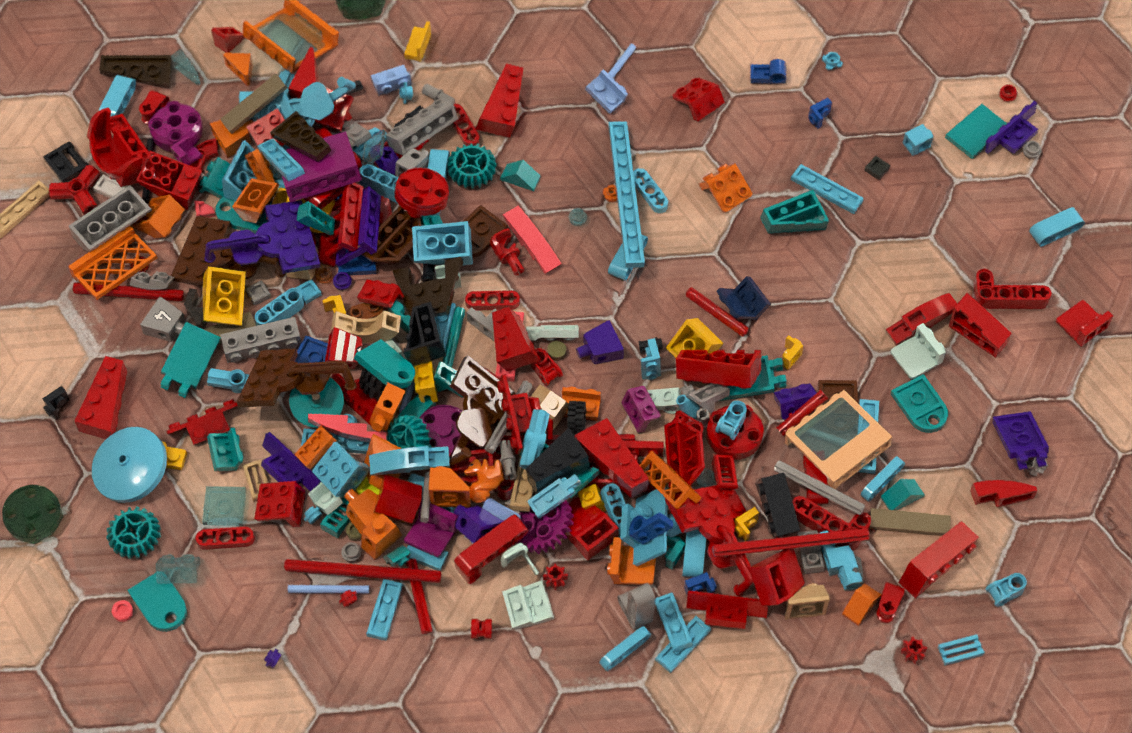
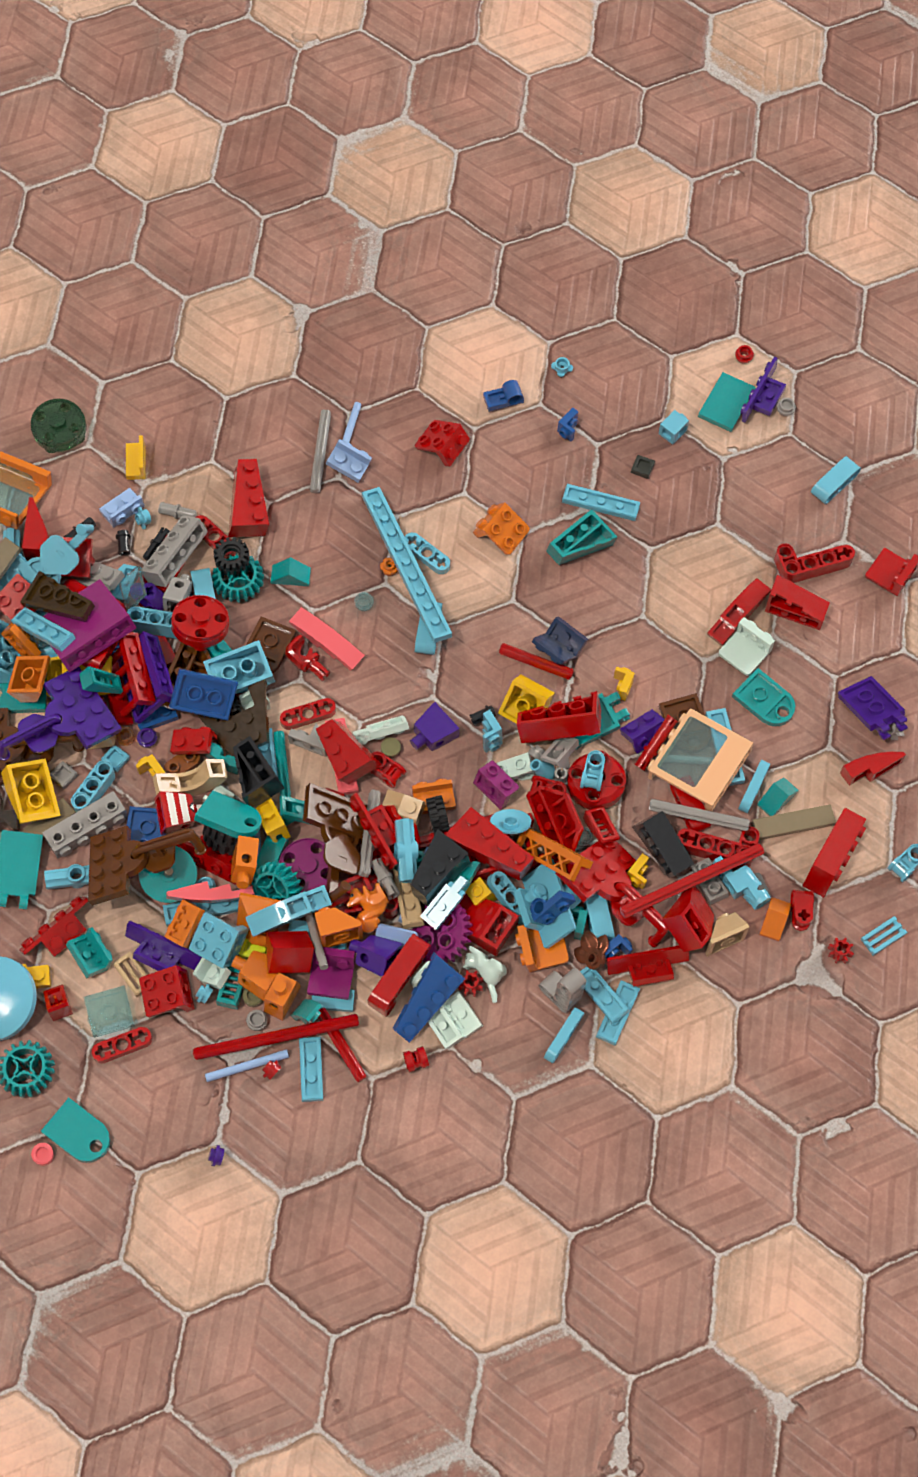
camera: 20 degrees left, 5 degrees up
(177, 569) = (85, 1093): clear light blue bracket -> none
(181, 485) = (57, 1002): none -> red slope
(382, 106) = (123, 542): none -> black pin
(401, 254) = (203, 694): none -> blue tile
(470, 135) = (231, 566): none -> black tyre
(510, 575) = (434, 989): none -> blue wing
(576, 568) = (489, 969): none -> light aqua animal
(584, 77) = (320, 451): none -> light grey axle
(640, 442) = (511, 821): none -> medium azure dish
(677, 580) = (590, 949): none -> copper plate

